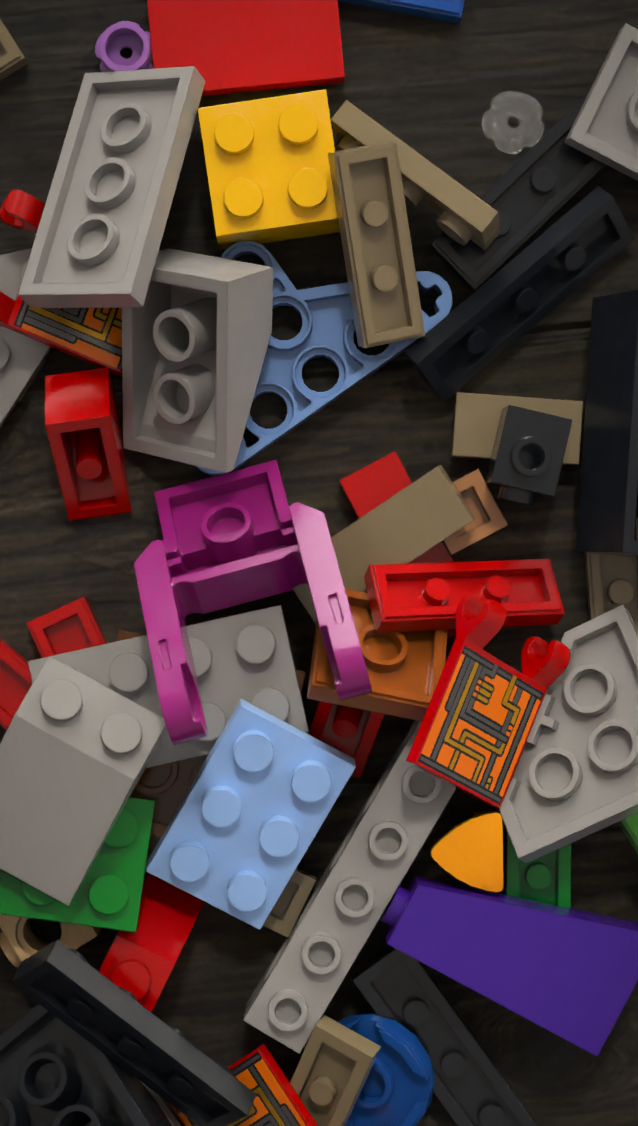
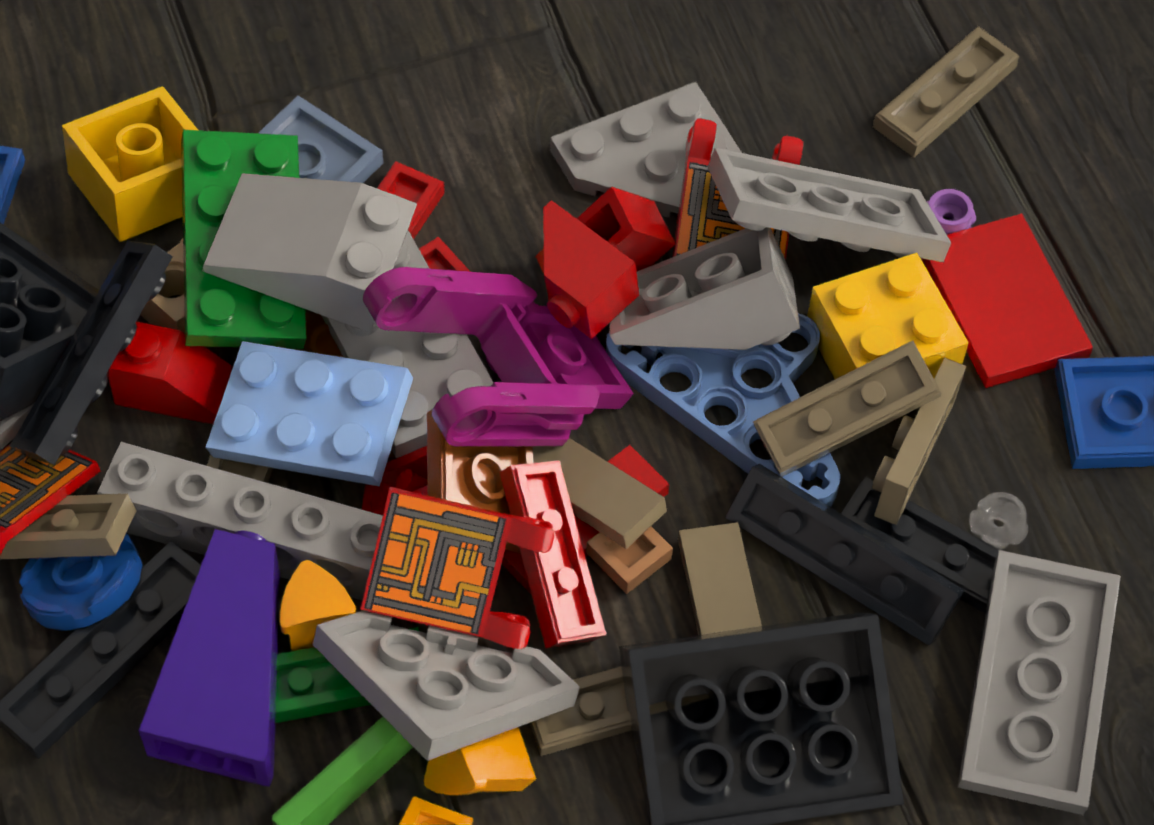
camera: 75 degrees right, 30 degrees down
(148, 487) = (584, 274): none -> red slope
(527, 454) = (697, 575): black brick -> none

